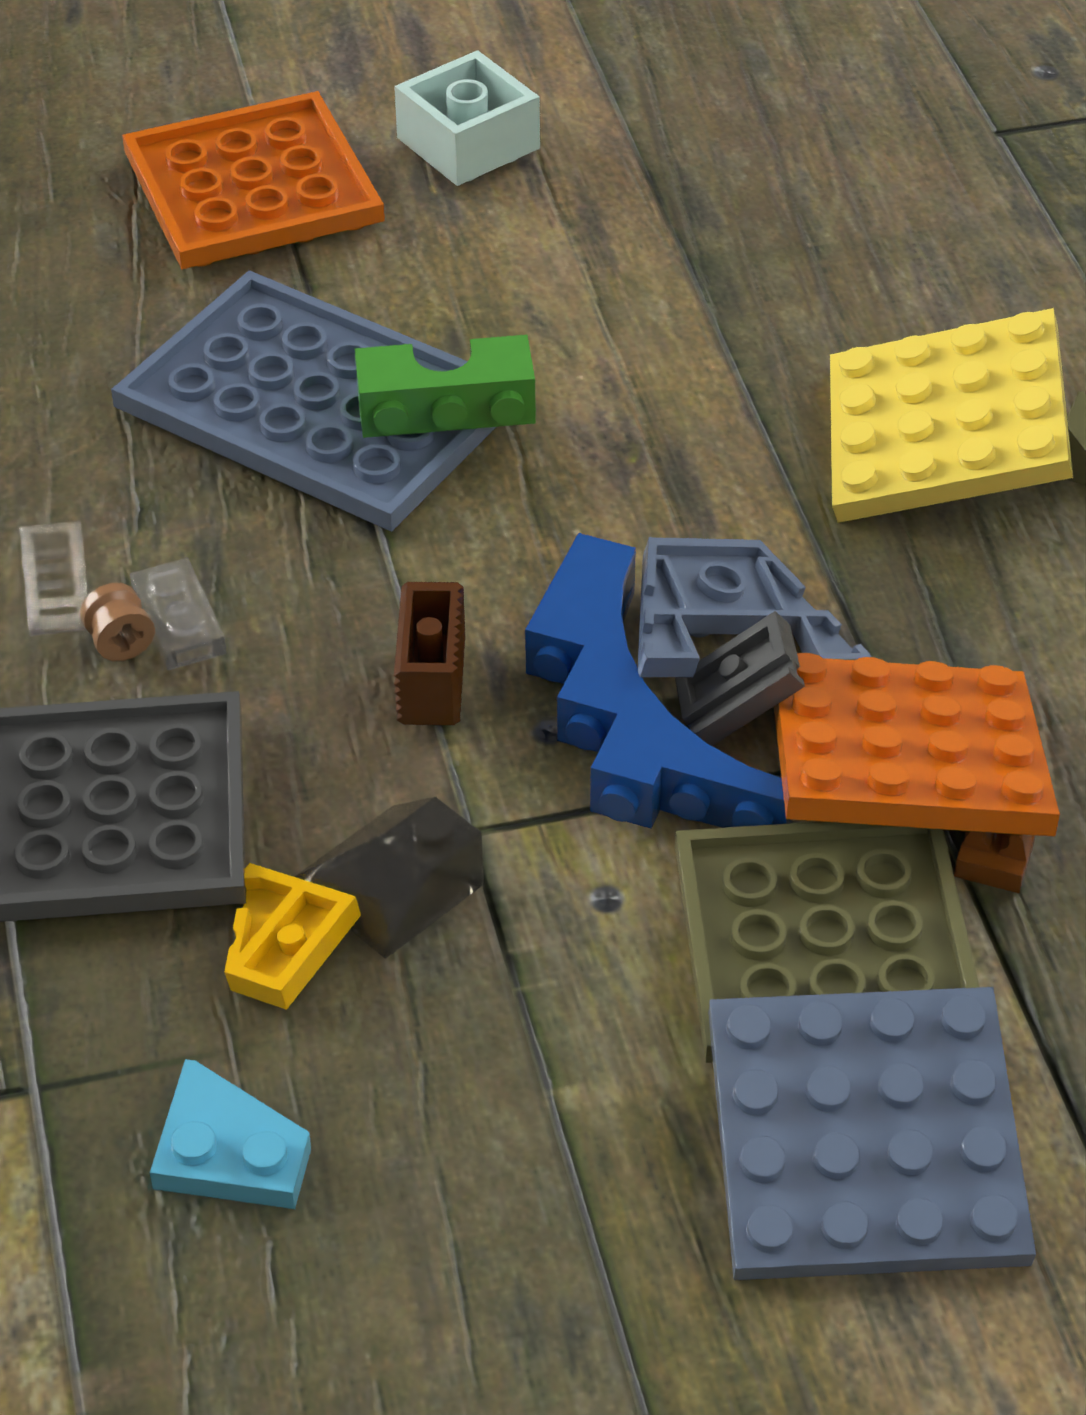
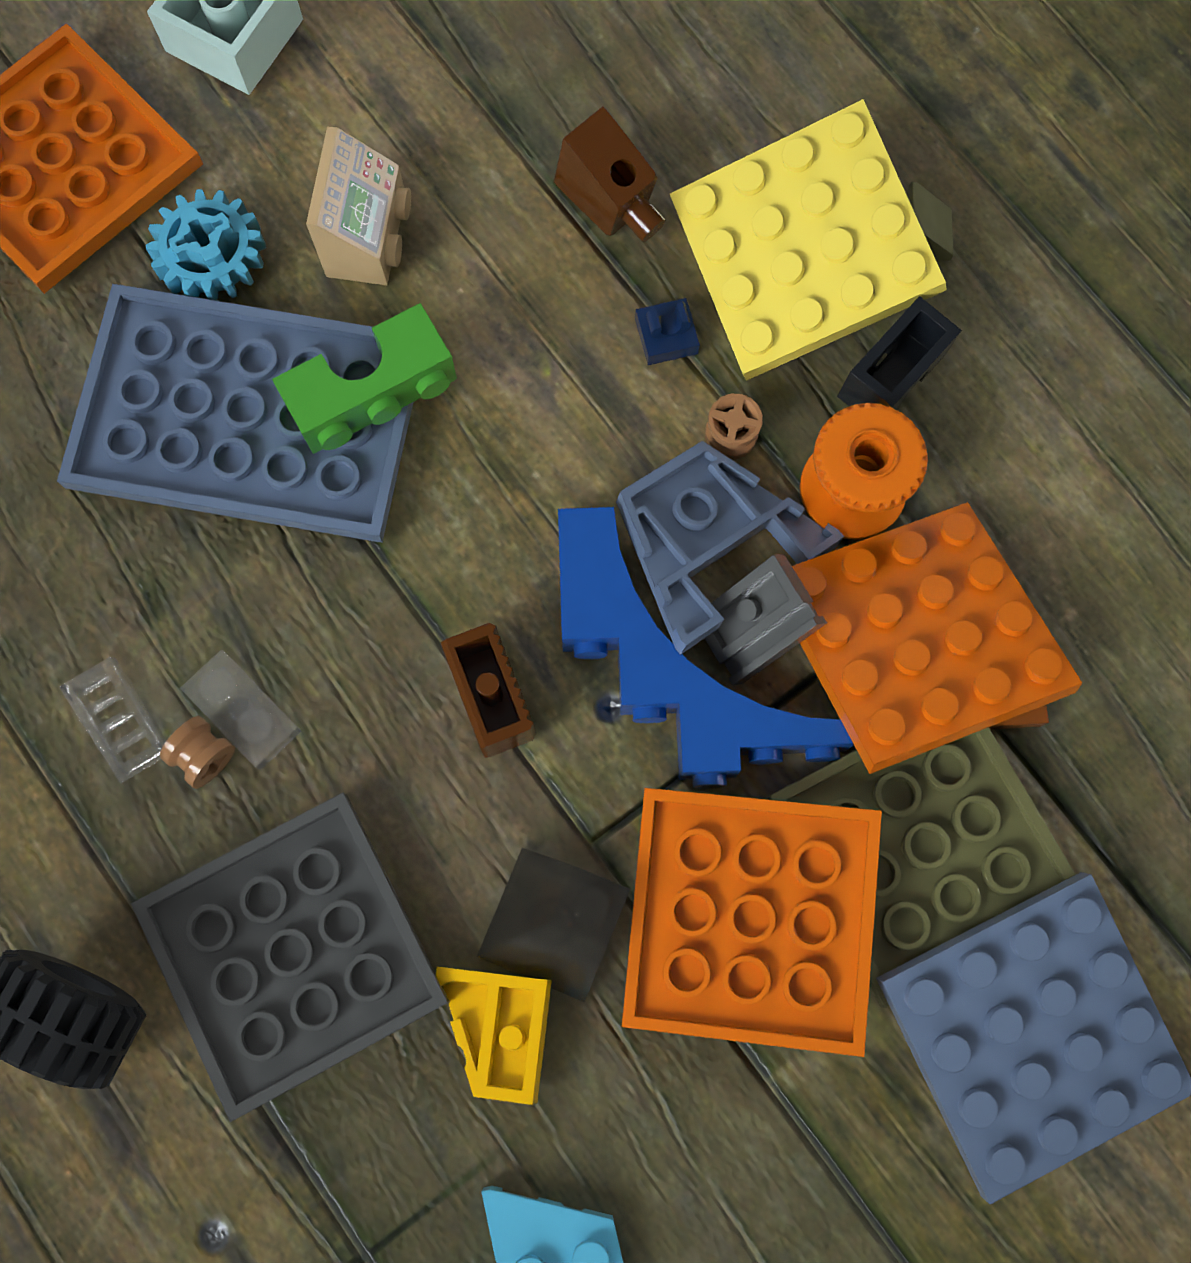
camera: 25 degrees left, 30 degrees up
(353, 269) = (206, 246): none -> medium azure gear
(507, 271) = (357, 210): none -> tan slope
(600, 919) = (753, 921): none -> orange plate
(768, 313) = (608, 177): none -> reddish brown torso
(772, 456) = (667, 331): none -> dark blue tile
(801, 539) = (736, 414): none -> medium nougat wheel
(913, 571) = (863, 470): none -> orange hose
(1025, 531) = (912, 351): none -> black brick

